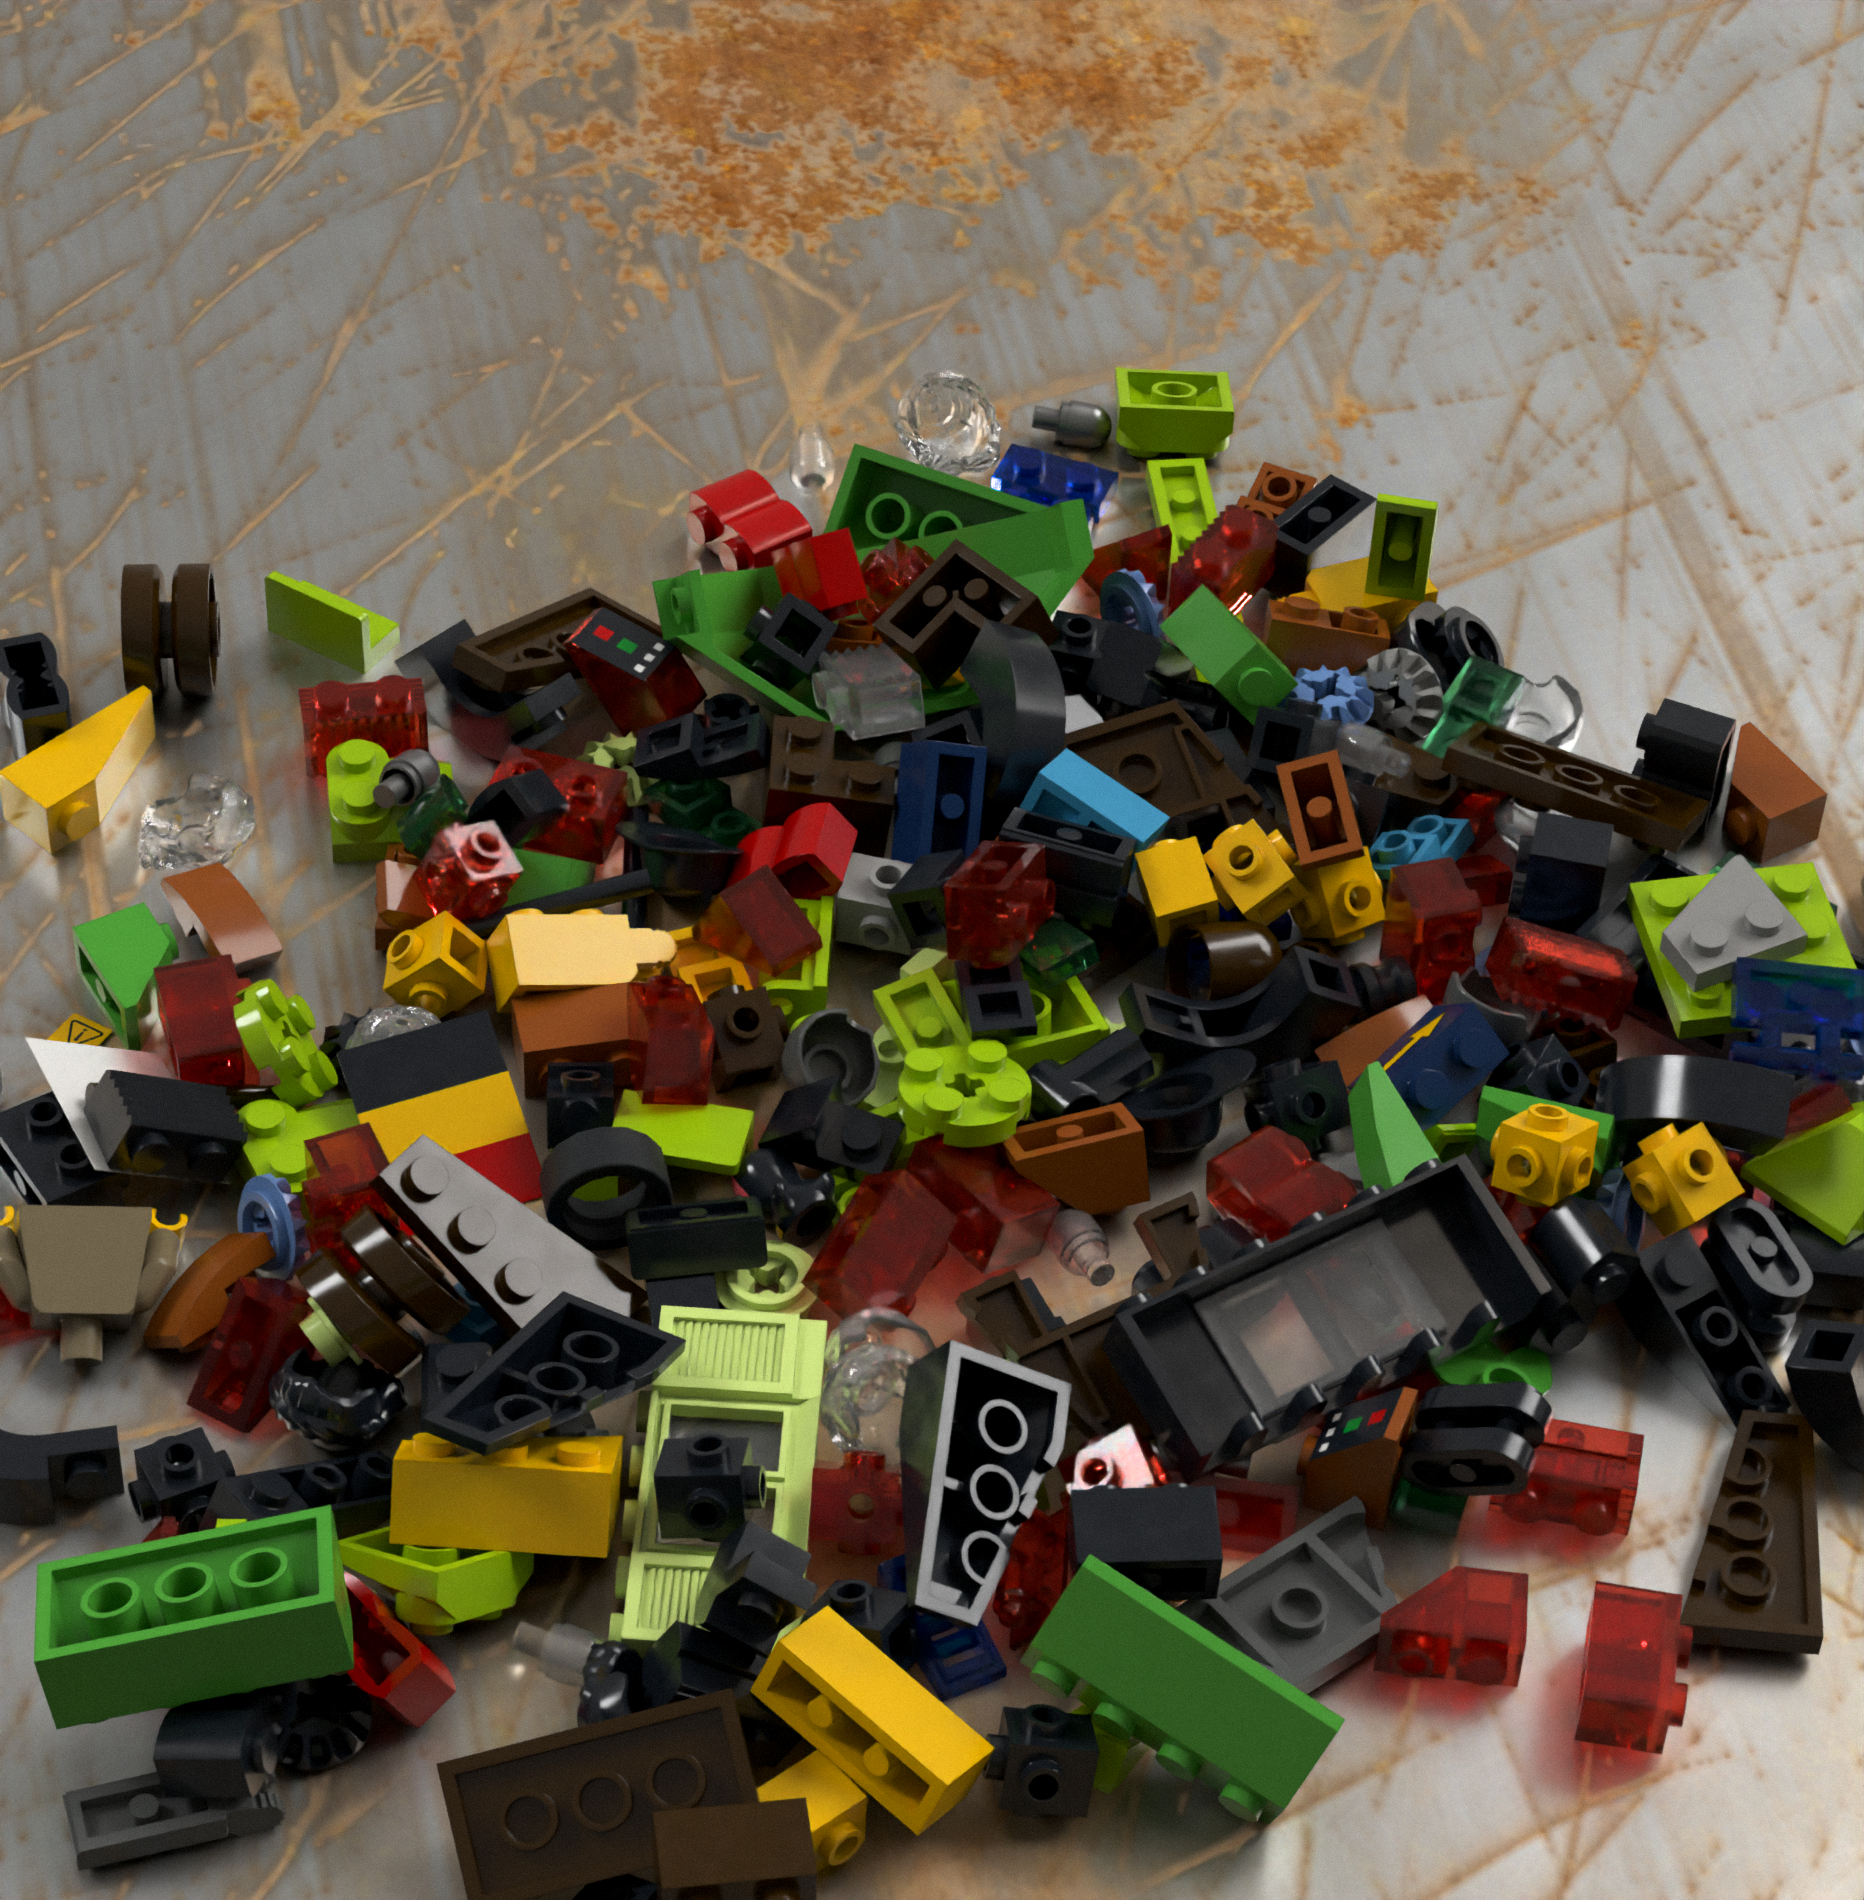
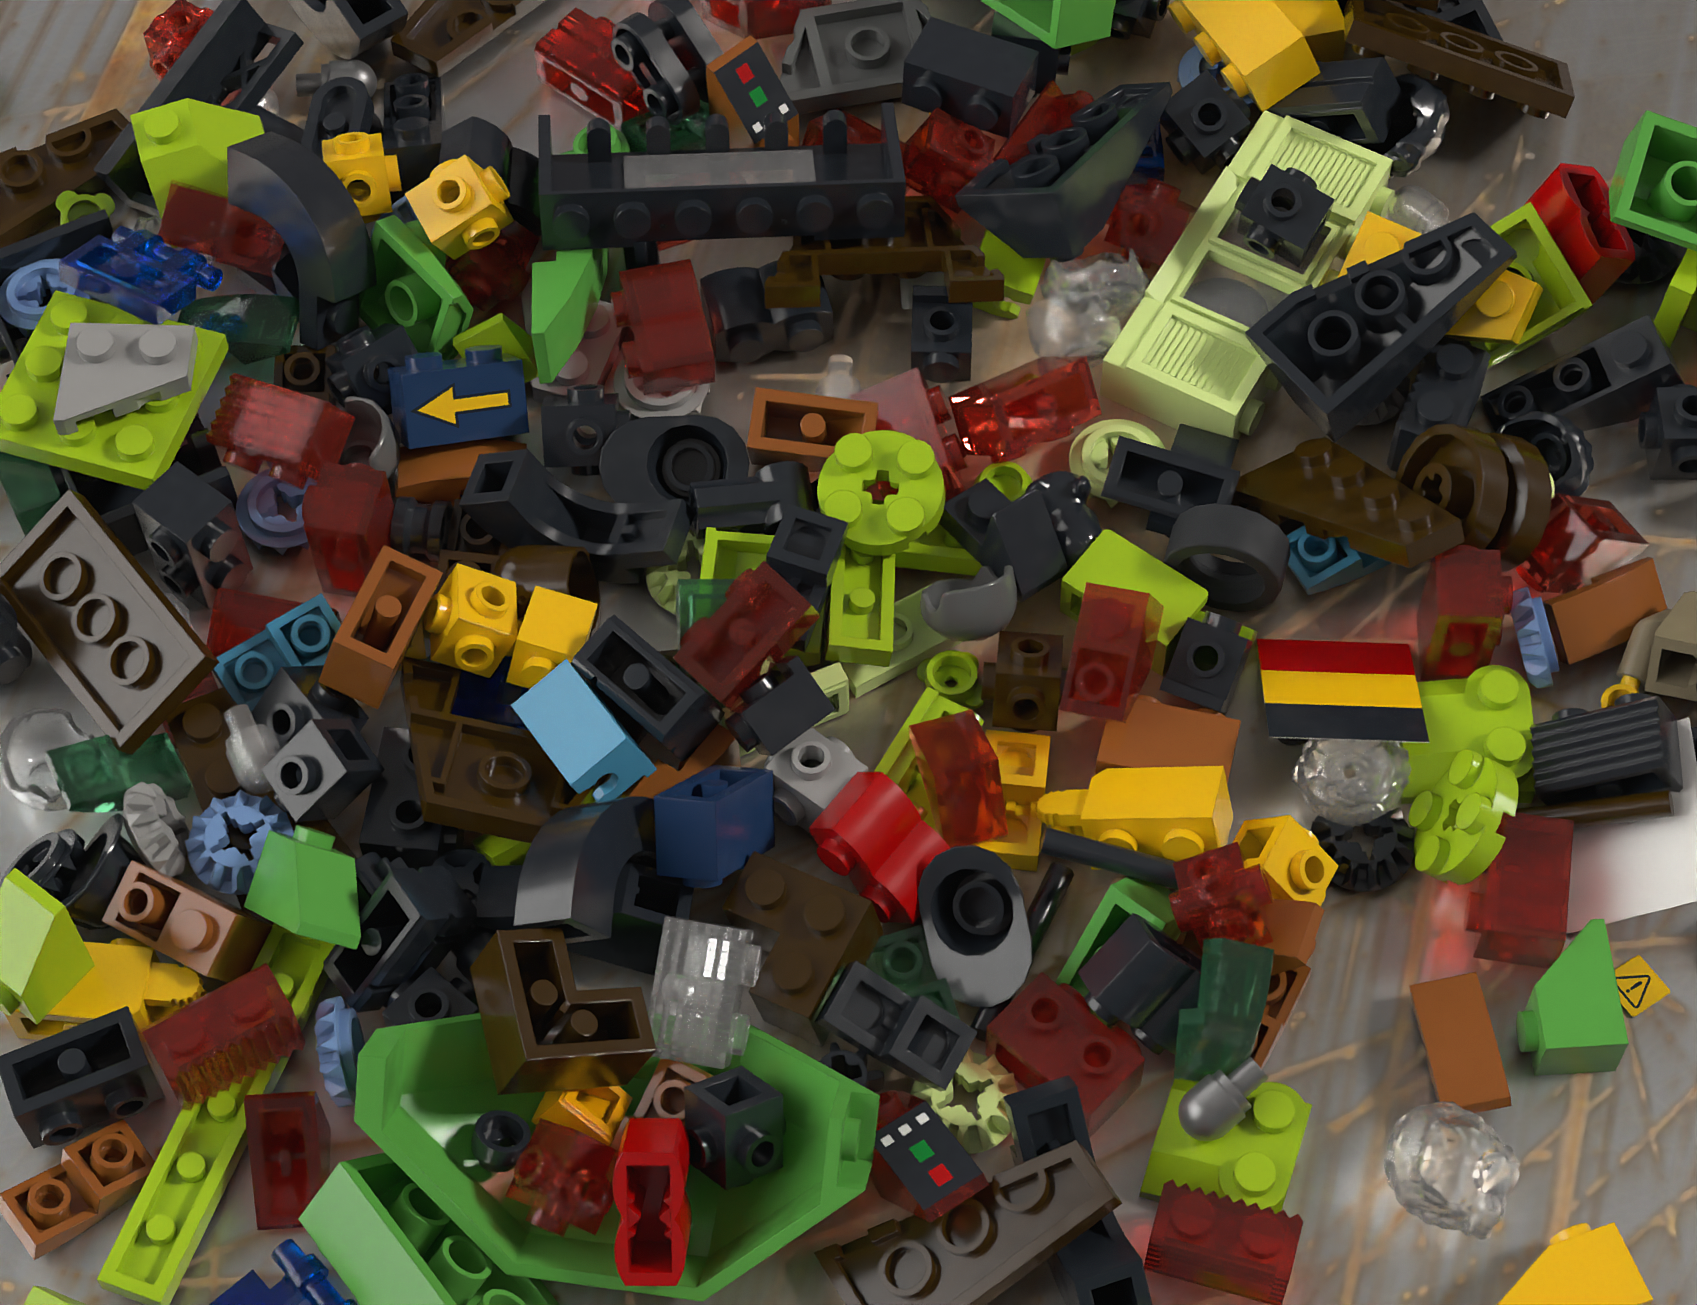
camera: 150 degrees left, 15 degrees up
(754, 1589) = (1306, 96): black brick -> none

